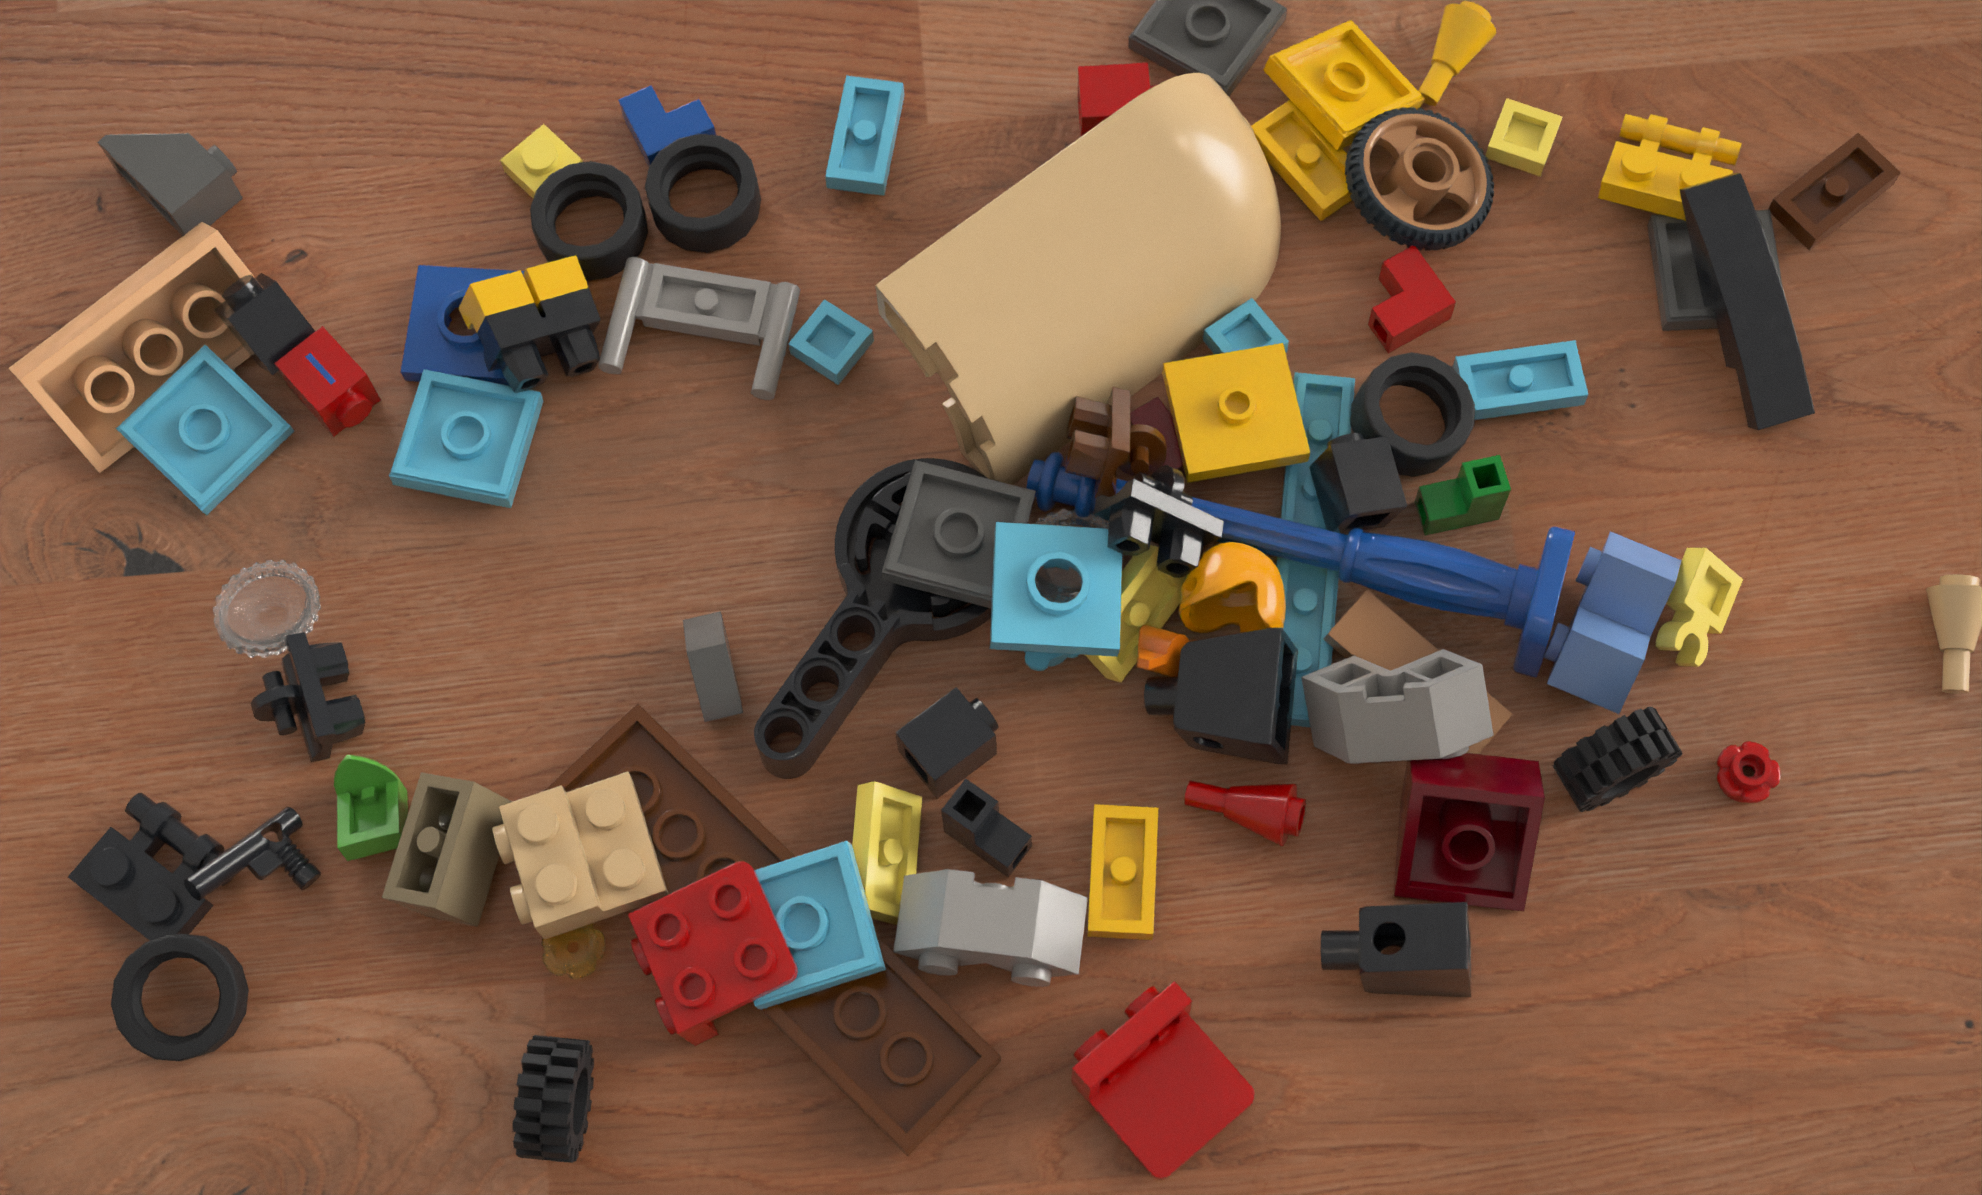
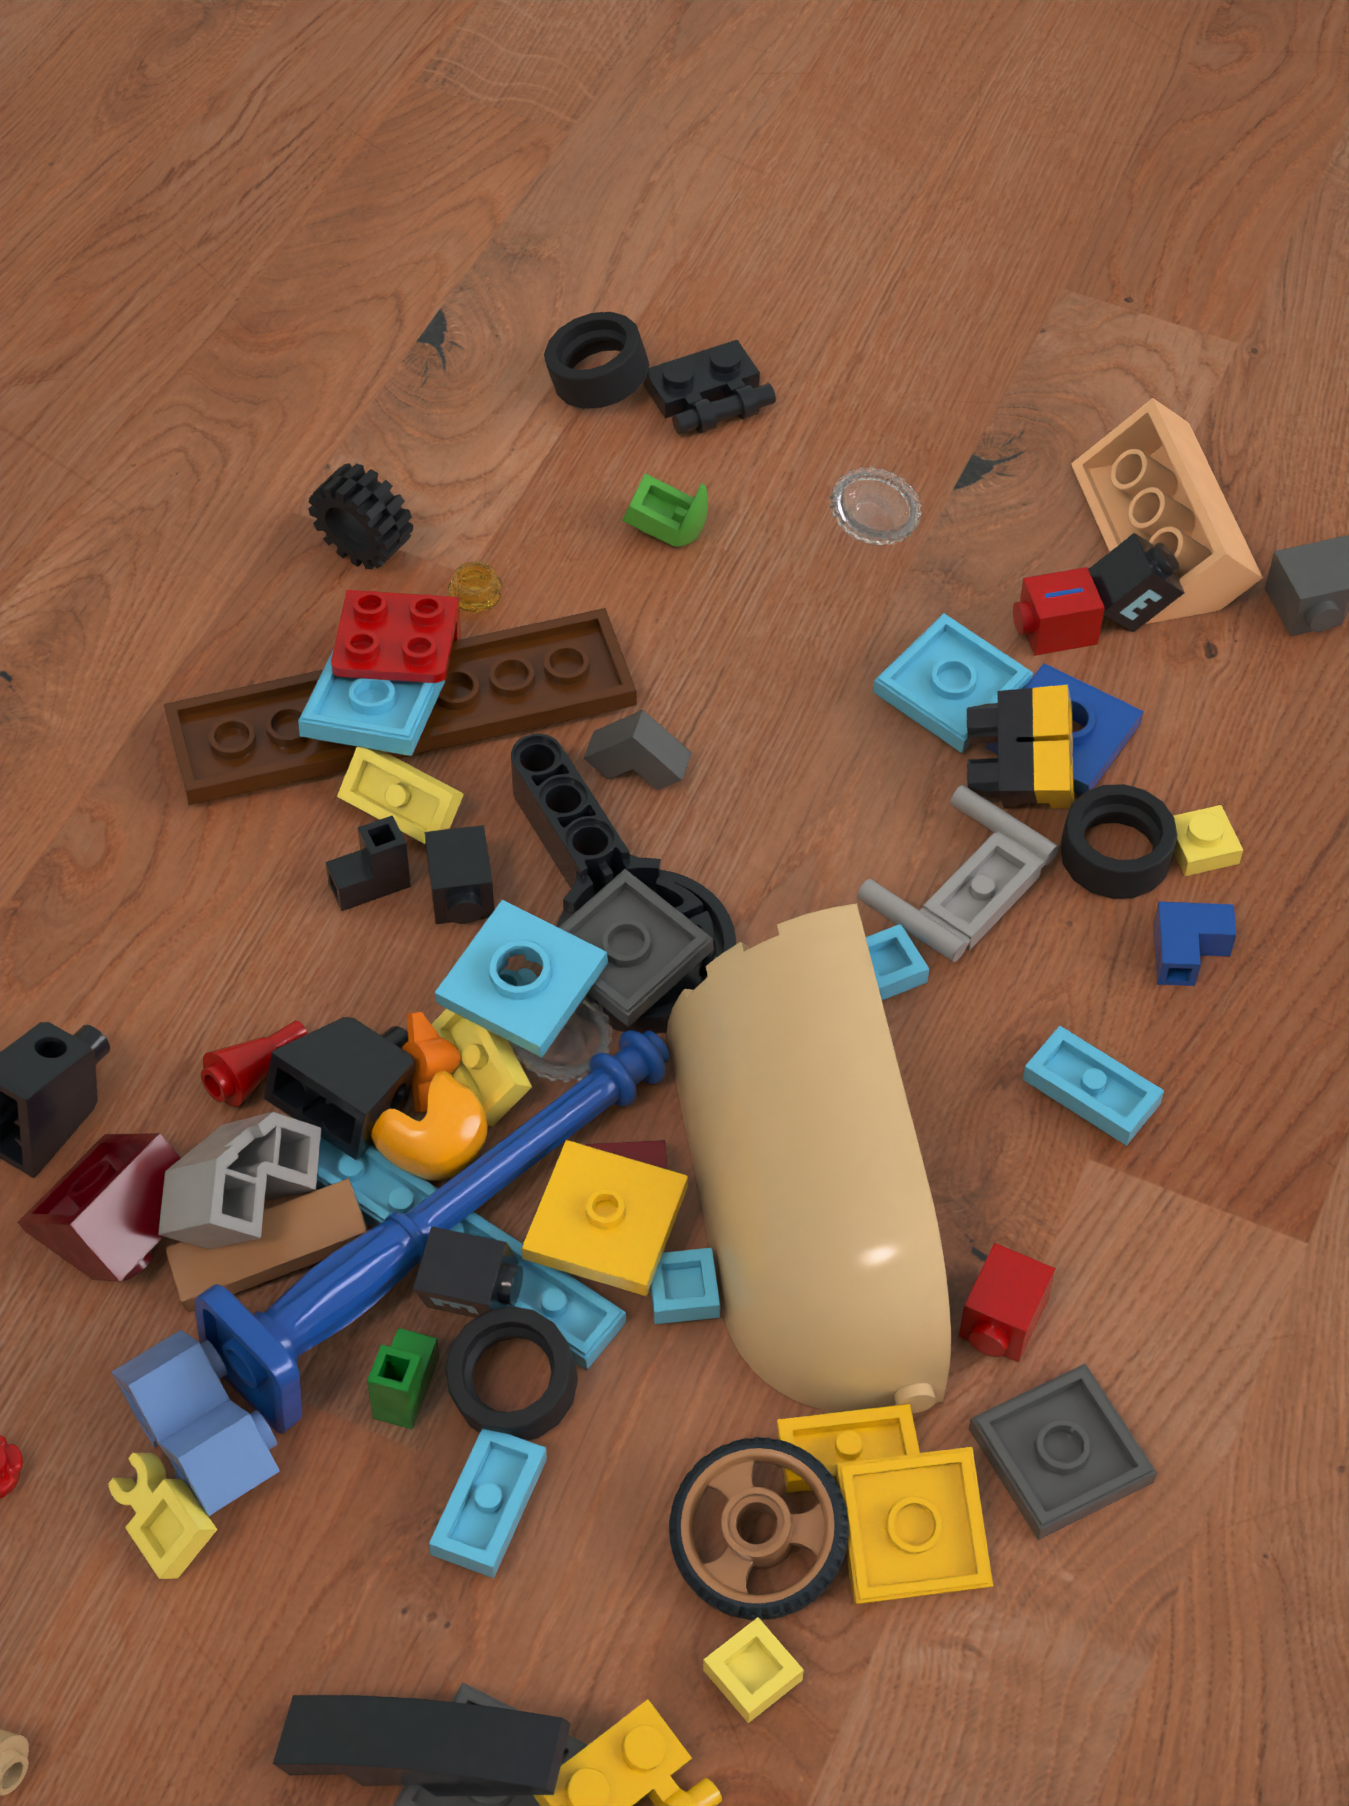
camera: 115 degrees right, 15 degrees down
(205, 429) = (1062, 524): medium azure plate -> none
(259, 856) = (676, 438): black hose -> none
(306, 672) = (785, 501): black hips -> none
(446, 850) = (595, 530): dark tan brick -> none
(579, 855) = (531, 596): tan plate -> none
(692, 155) = (1109, 898): black tyre -> none
(1020, 928) = (279, 822): light grey brick -> none
(1106, 441) = (654, 1107): reddish brown hips -> none
(1123, 872) = (267, 945): yellow plate -> none
(1160, 1082) = (87, 888): red bracket -> none
(1162, 513) = (538, 1085): black hips -> none
(1416, 301) = (637, 1465): red piece -> none
(1461, 37) = (910, 1681): yellow cone -> none
(1617, 759) = (69, 1336): black tyre -> none

